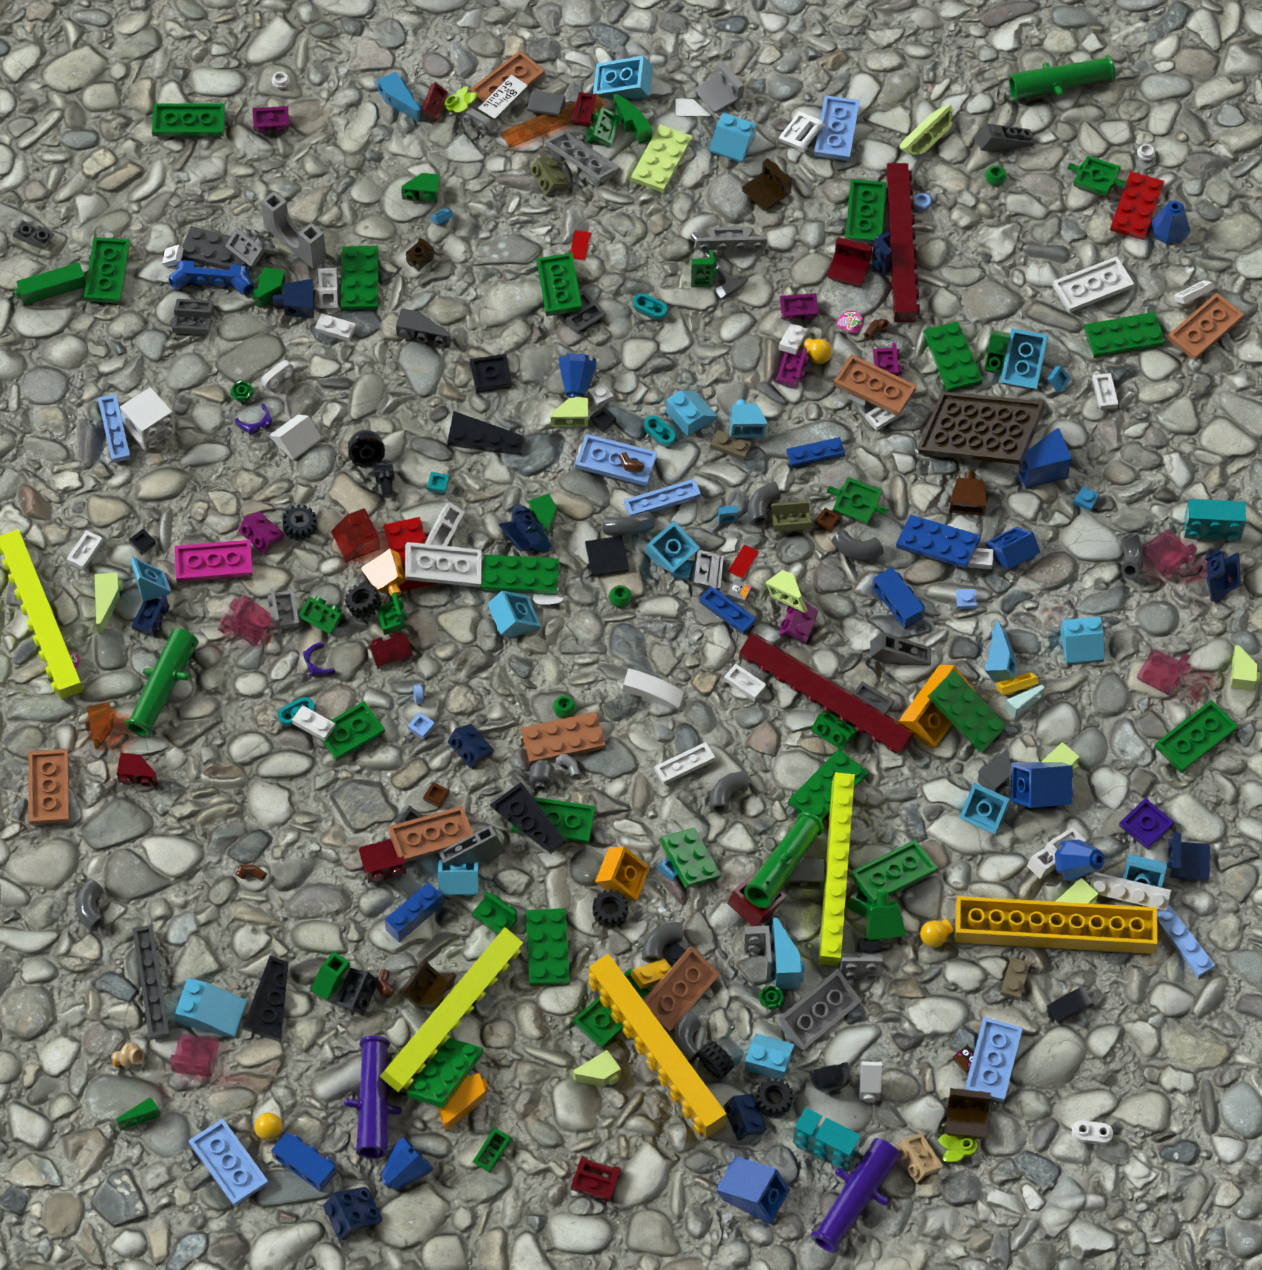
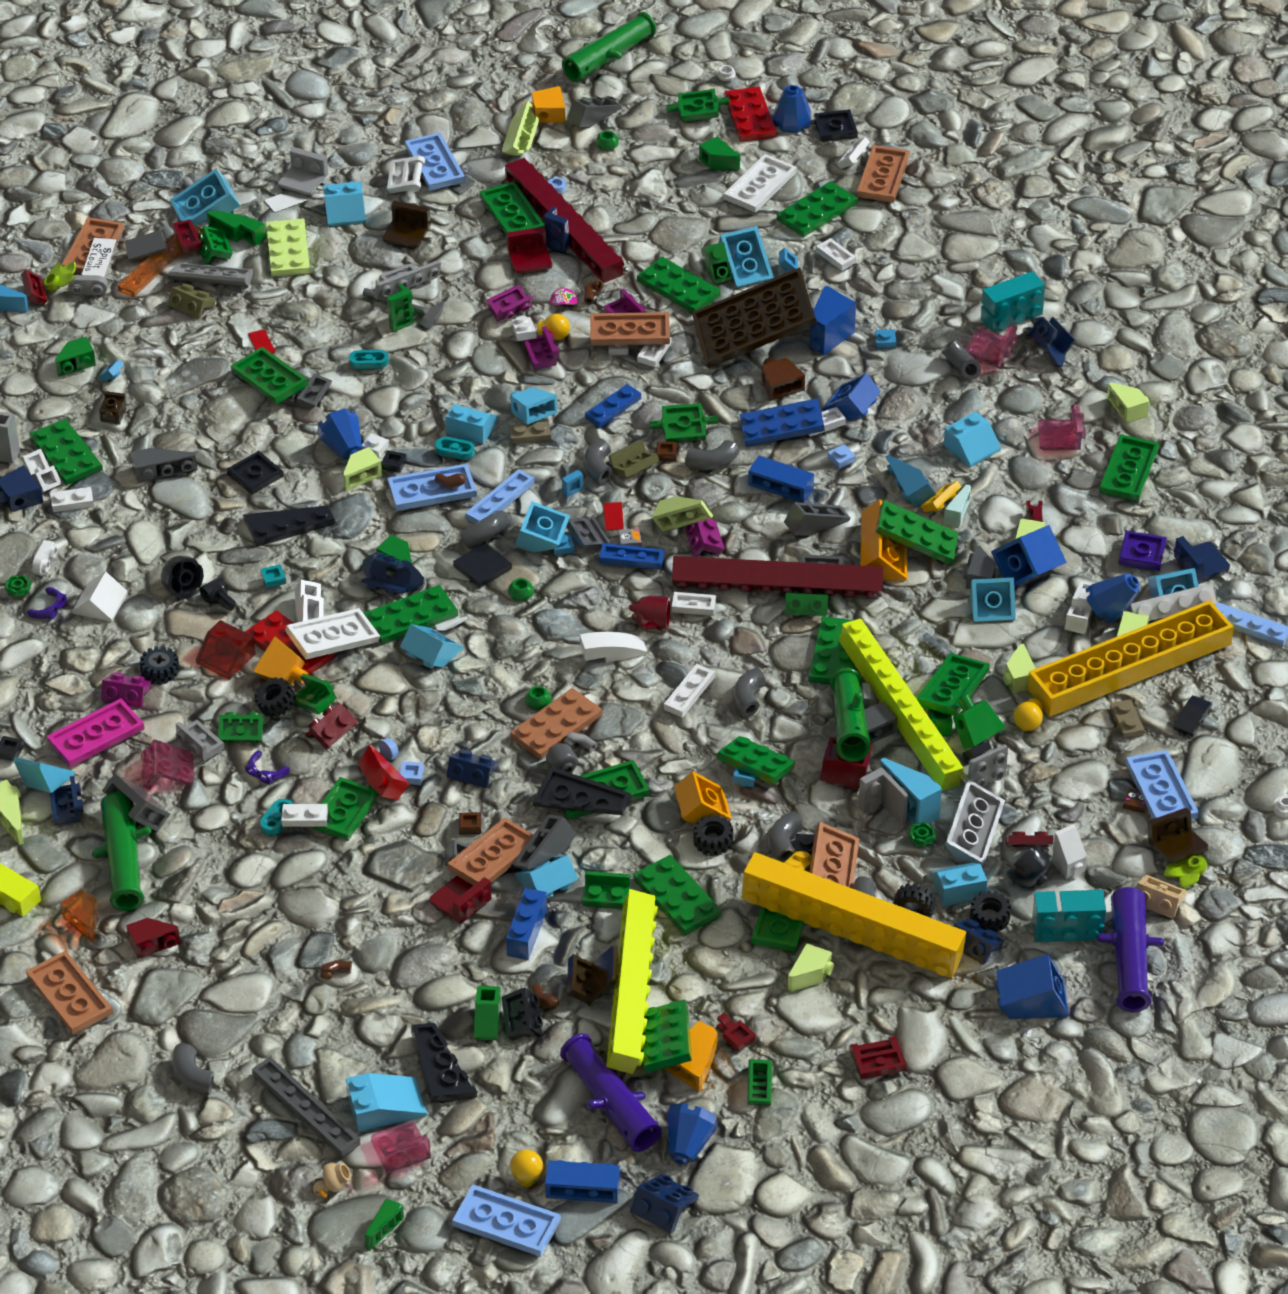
camera: 30 degrees left, 15 degrees down
(200, 644) = (146, 809): none -> dark grey panel
(394, 719) = (382, 774): none -> red slope
(504, 1097) = (736, 1034): none -> dark red plate
(703, 675) = (652, 612): none -> dark red piece
(815, 845) = (866, 692): none -> light grey tile
(847, 1051) = (1019, 839): none -> dark red plate
(958, 885) = (1018, 670): none -> yellowish green slope
(969, 114) = (549, 105): none -> light orange torso
(1076, 238) = (719, 155): none -> green slope
(1081, 745) = (1035, 511): none -> dark red plate
(1202, 253) = (835, 125): none -> black tile

